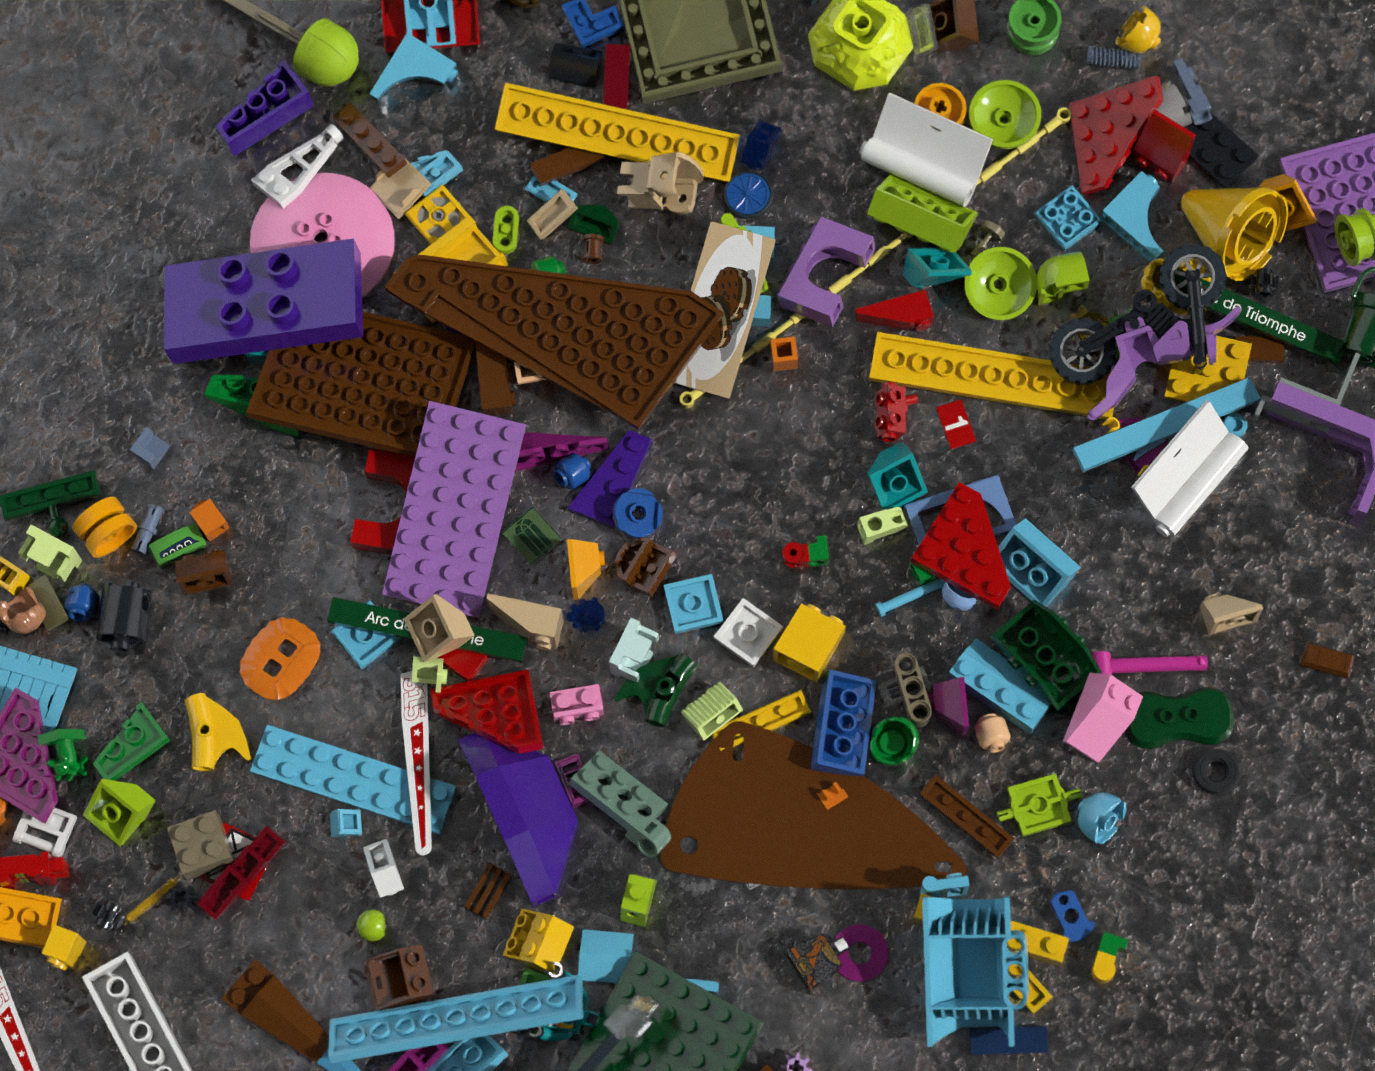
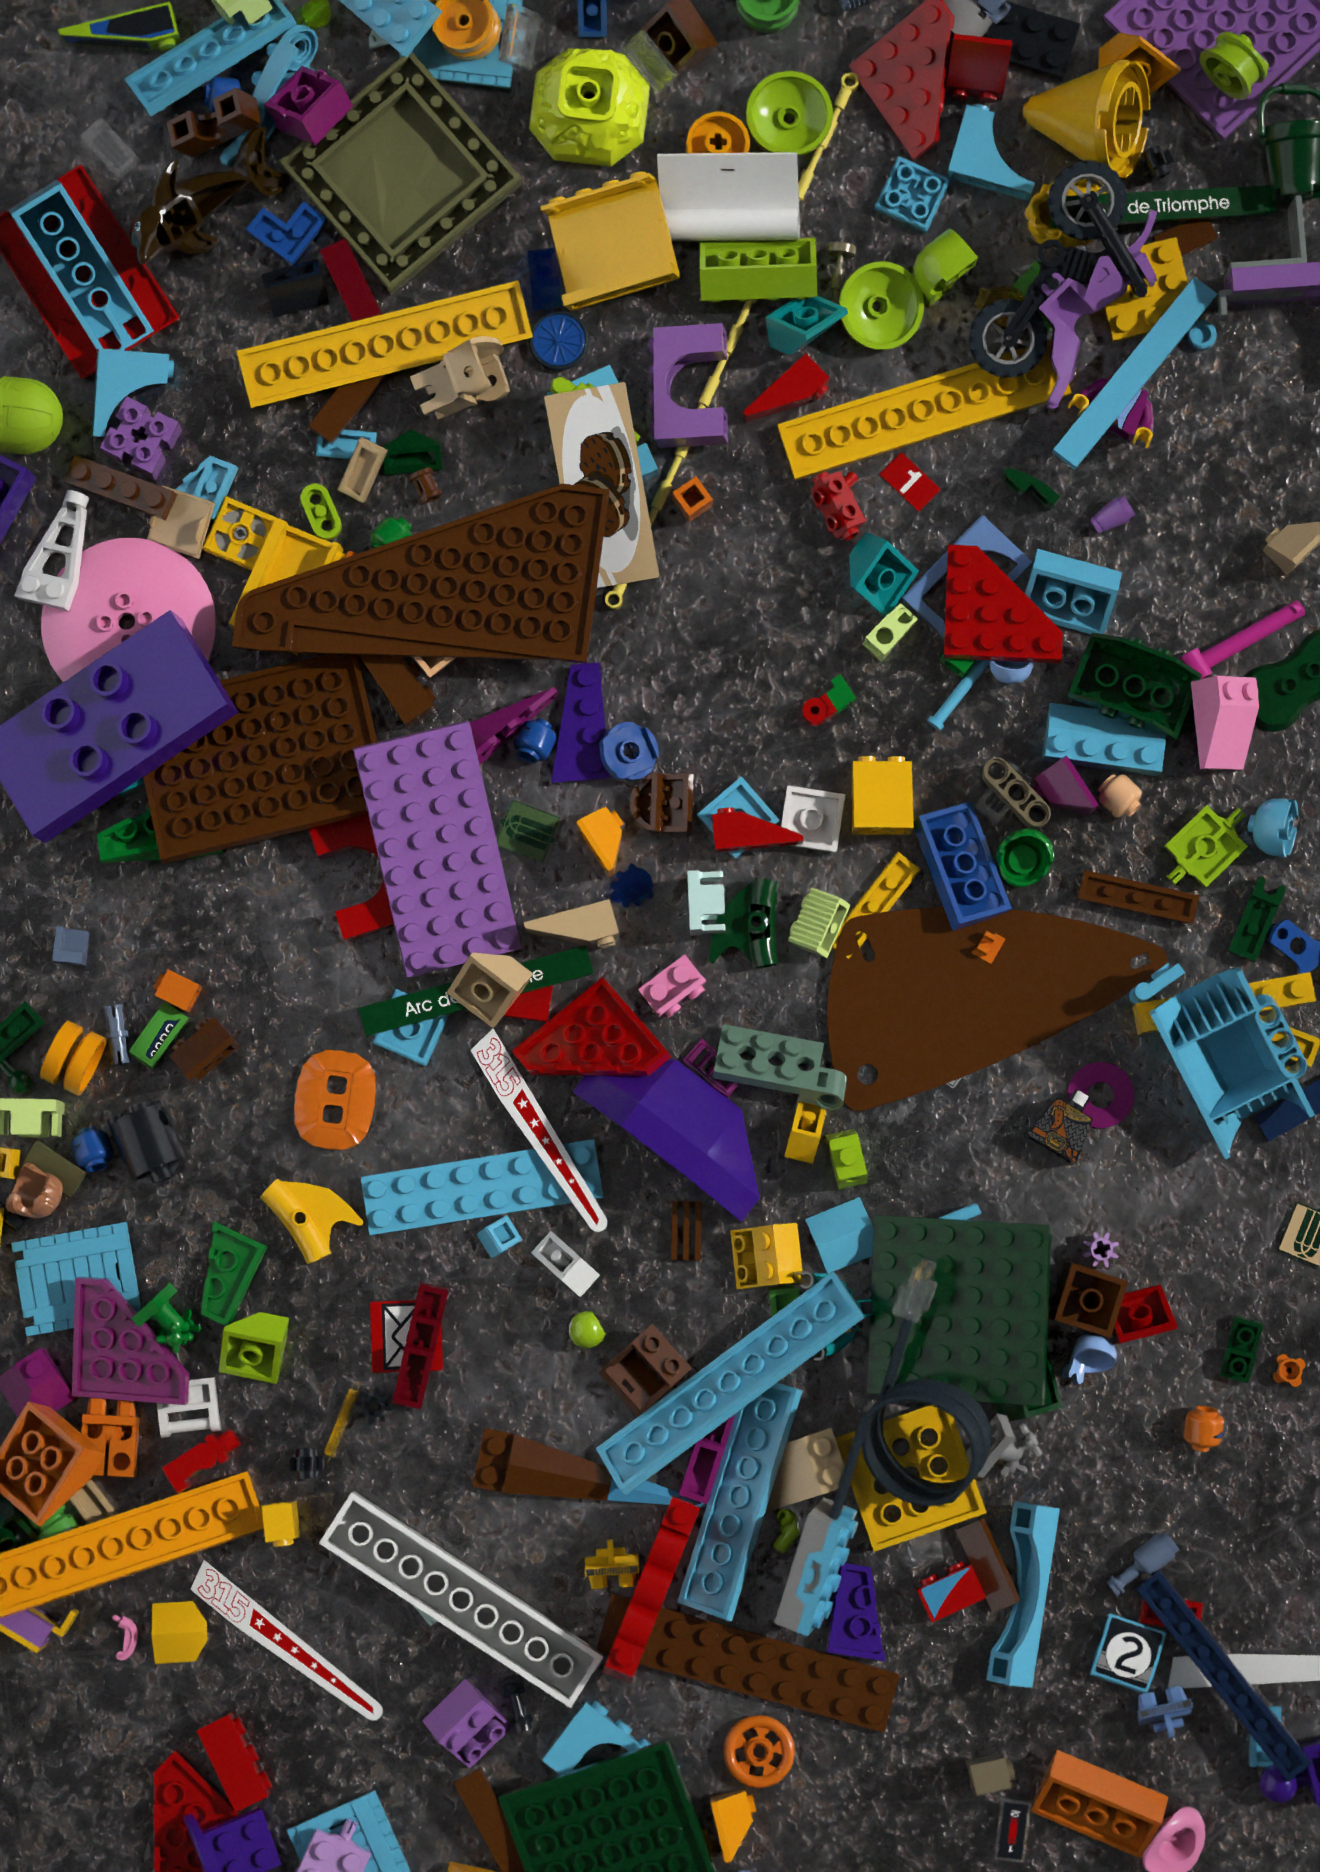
camera: 30 degrees left, 10 degrees up
(201, 845) = (363, 1339): dark tan brick -> none
(391, 110) = (145, 455): none -> medium lavender brick
(429, 672) = (502, 1034): yellowish green bracket -> none
(617, 862) = (805, 1132): none -> yellow slope
(691, 614) = (743, 832): none -> red slope
(824, 140) = (612, 240): none -> yellow panel
(1041, 466) = (1023, 482): none -> dark green slope
(1048, 881) = (1255, 921): none -> dark green plate
(1098, 523) = (1112, 515): none -> medium lavender cone
(1188, 470) = (1182, 411): white door -> none

